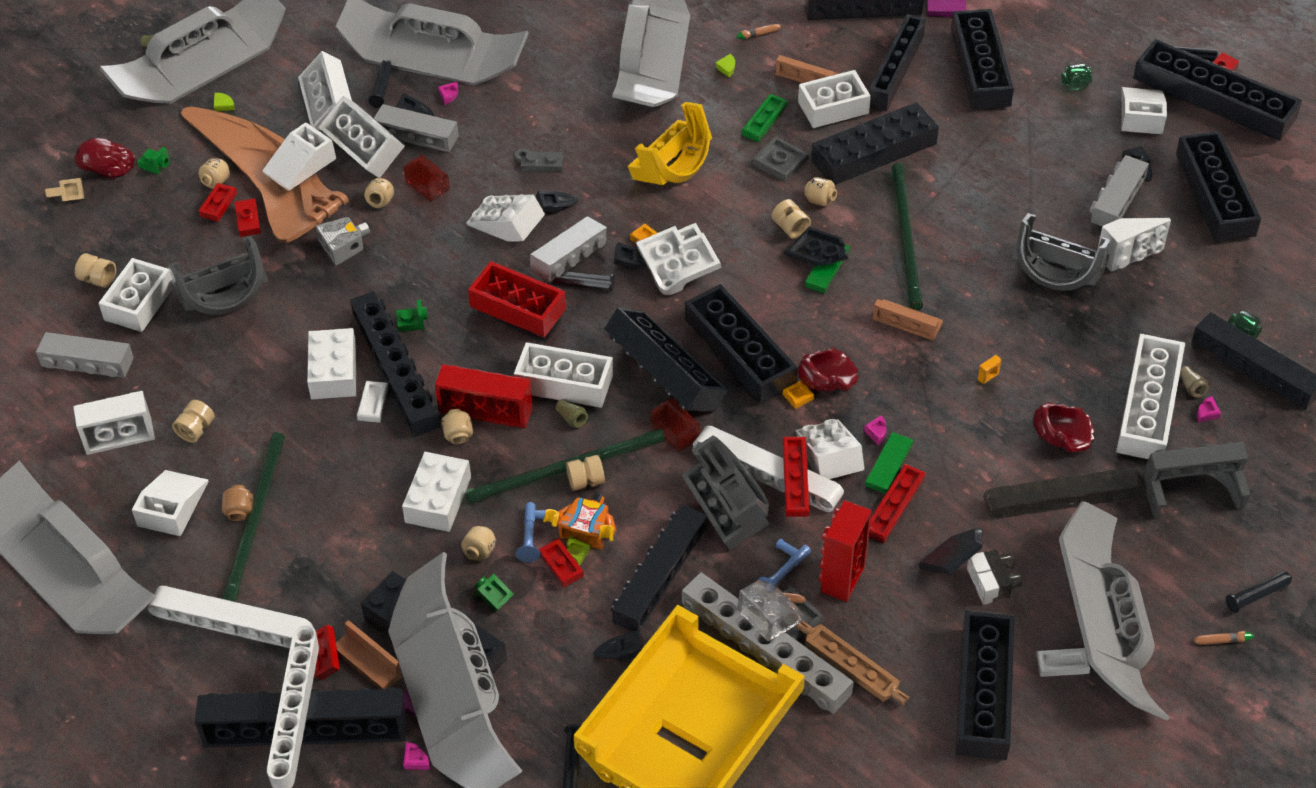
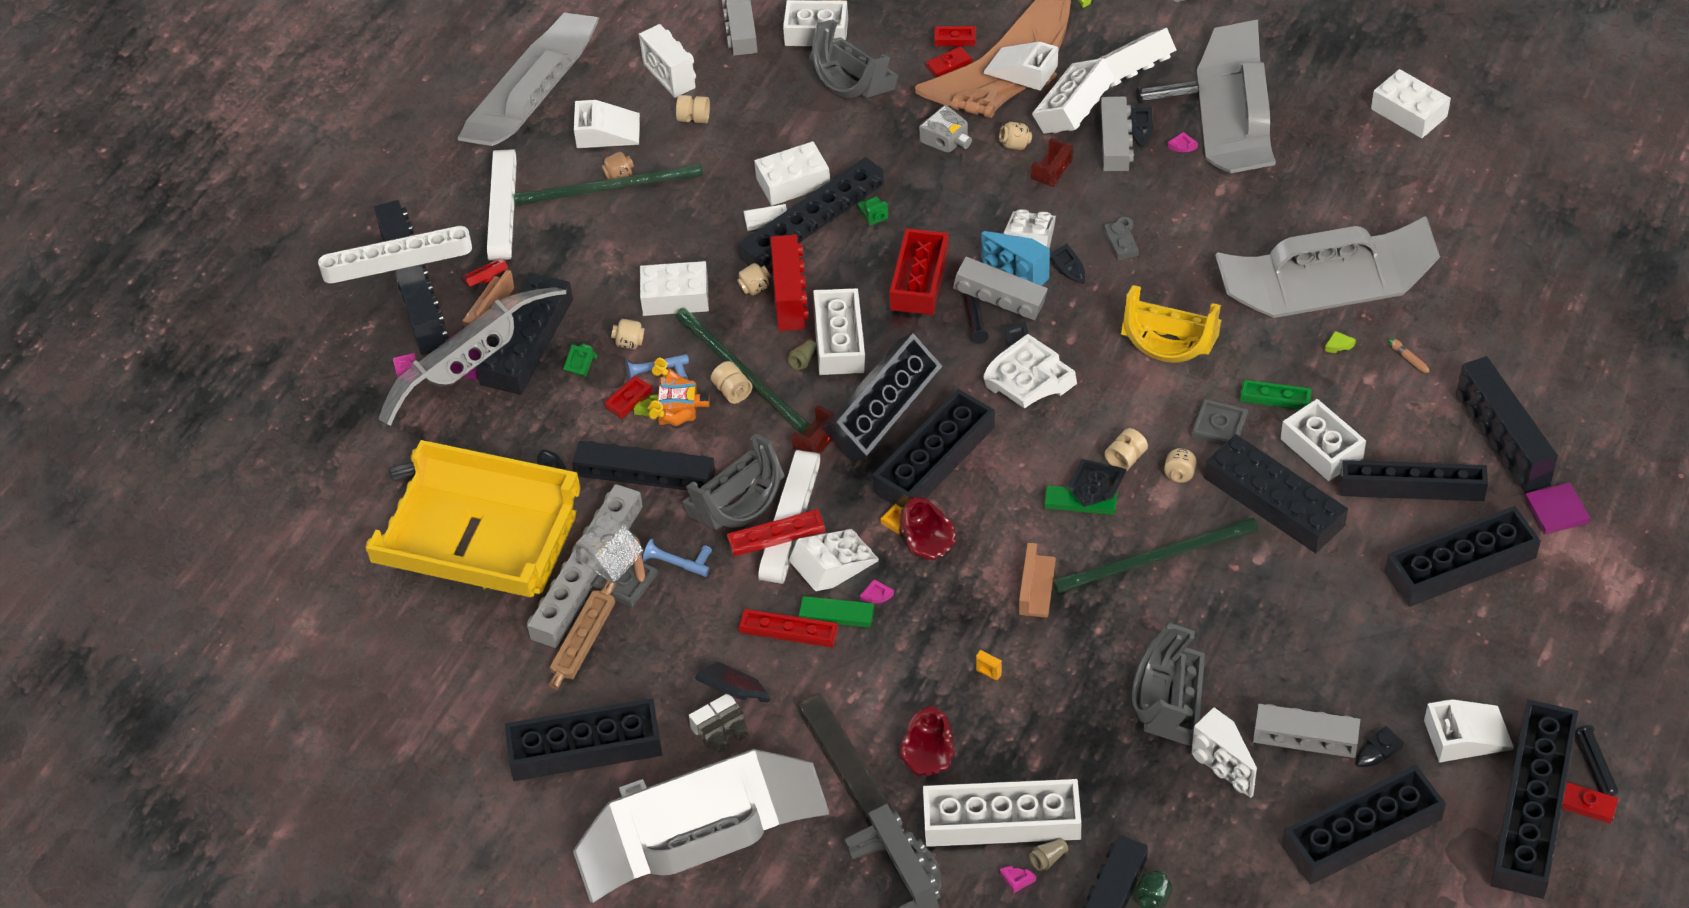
camera: 75 degrees right, 0 degrees up
(214, 172) = (987, 20): tan head -> none
(540, 225) = (1016, 256): none -> dark azure slope
(642, 233) = (1058, 344): light orange tile -> none
(799, 70) = (1365, 410): nougat panel -> none
(844, 550) = (680, 581): red brick -> none
(1077, 76) = (1489, 657): clear green head -> none

